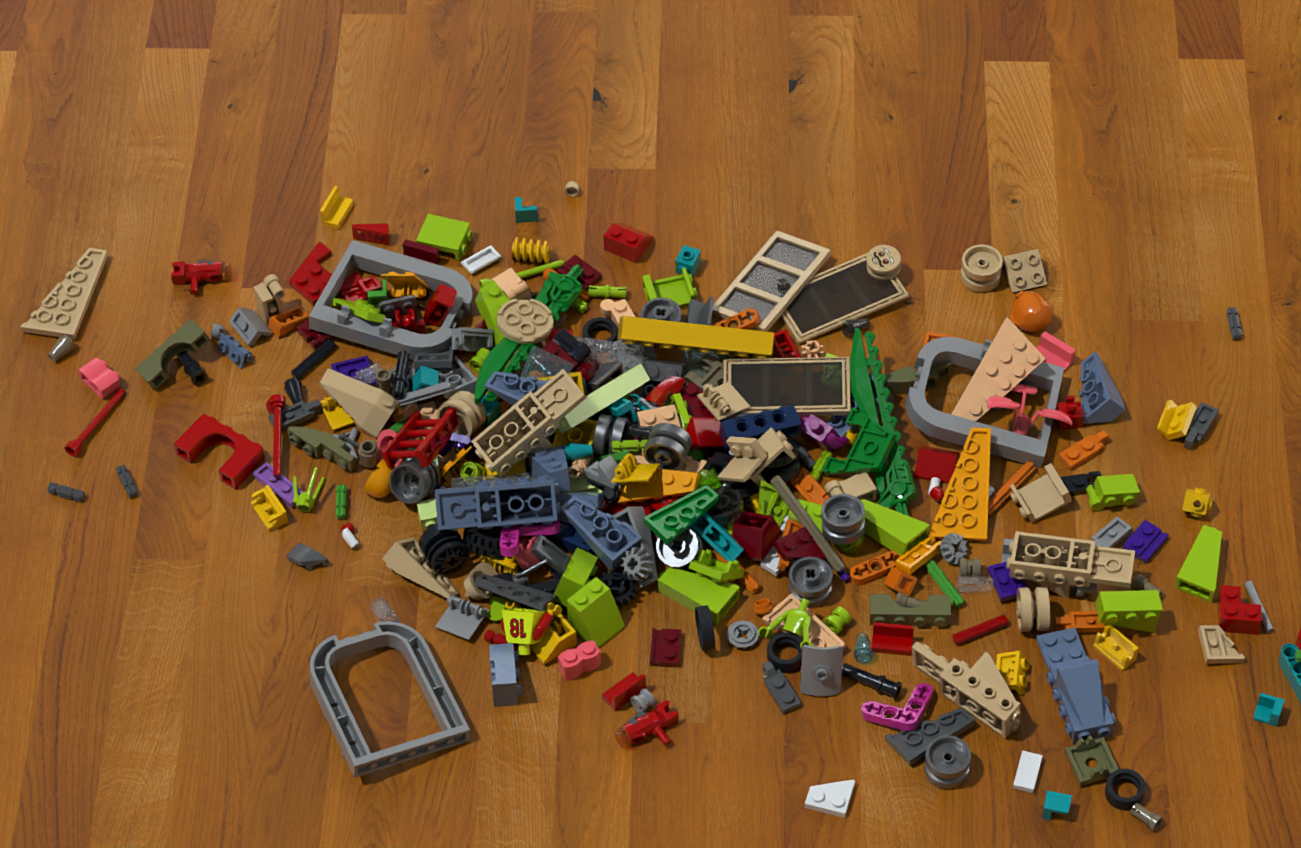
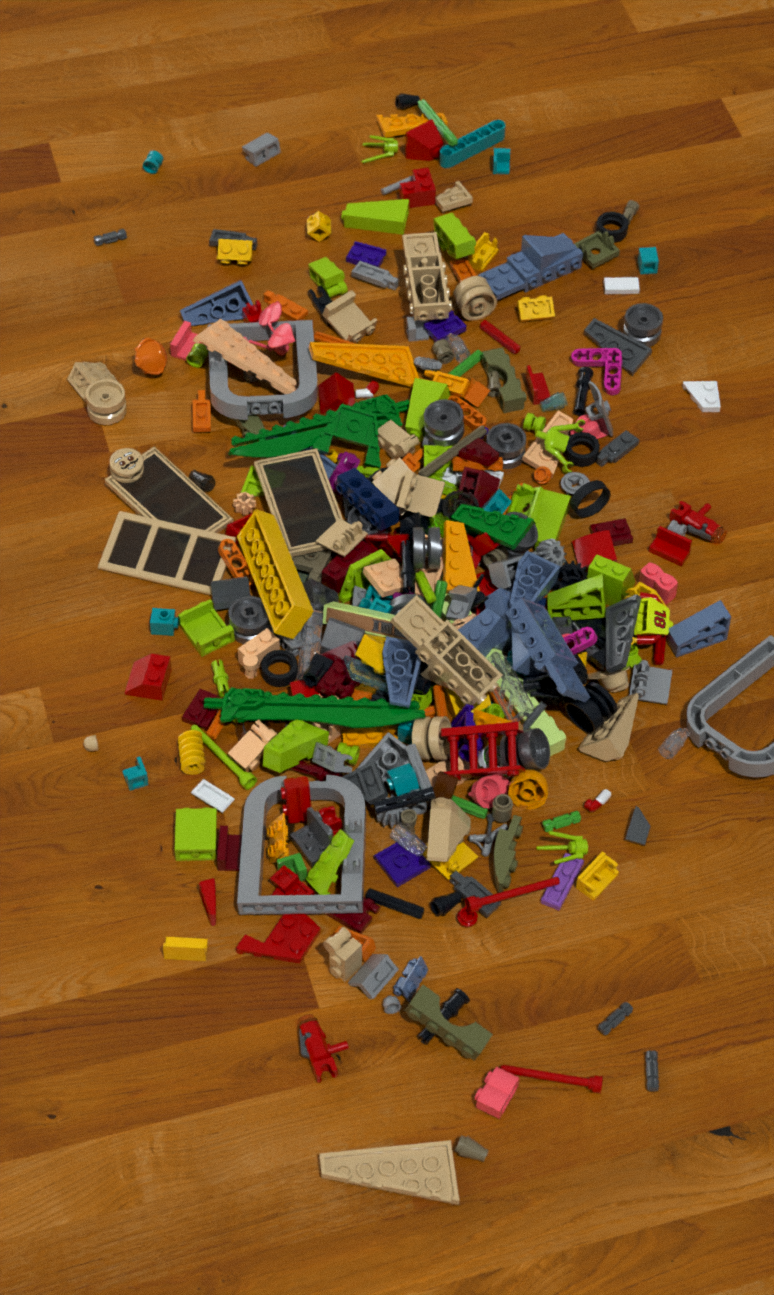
camera: 110 degrees left, 0 degrees up
(208, 432) = (530, 964): red arch -> none
(525, 321) = (305, 709): tan tile -> none
(629, 471) = (463, 566): yellow hinge -> none
(644, 622) = (593, 544): none -> red slope
(669, 386) = (344, 583): red slope -> none
(976, 689) = (568, 314): tan wedge -> none

